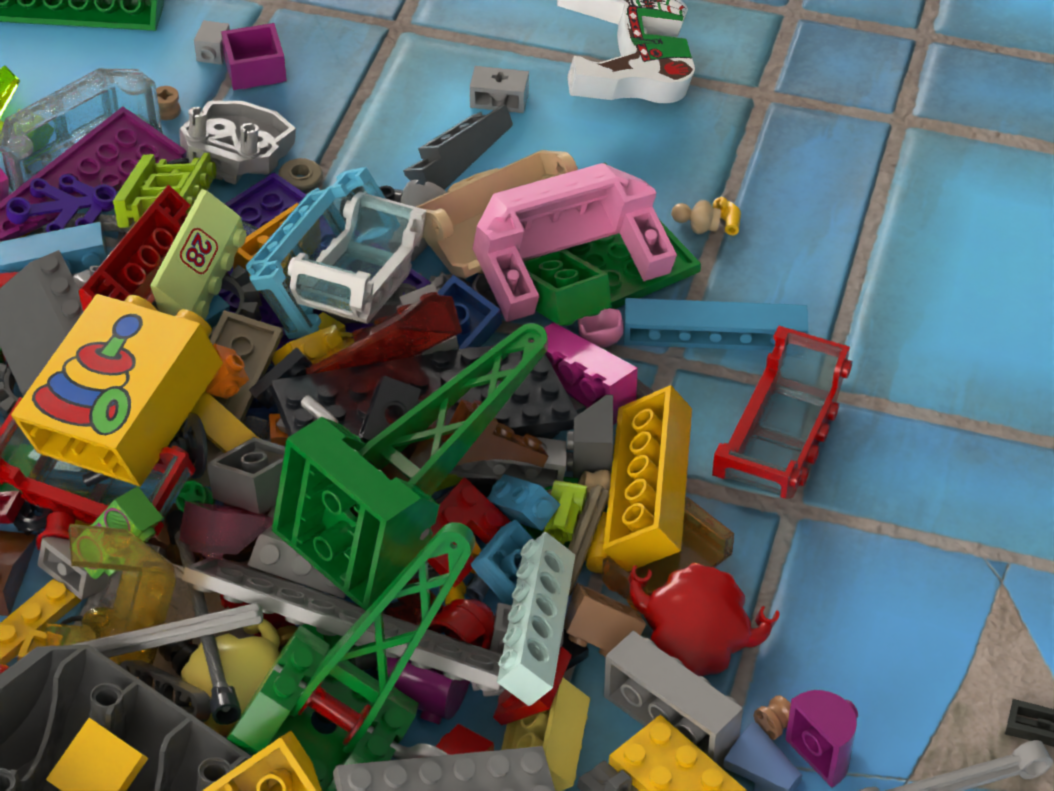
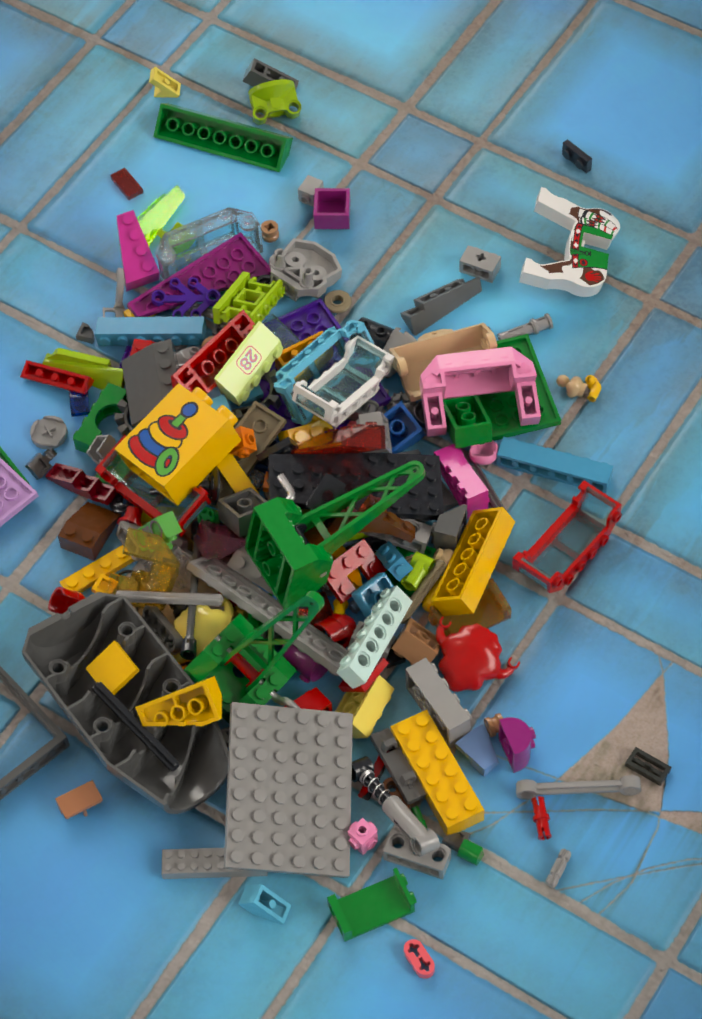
camera: 20 degrees right, 10 degrees up
(611, 151) = (533, 326): none -> light grey pin

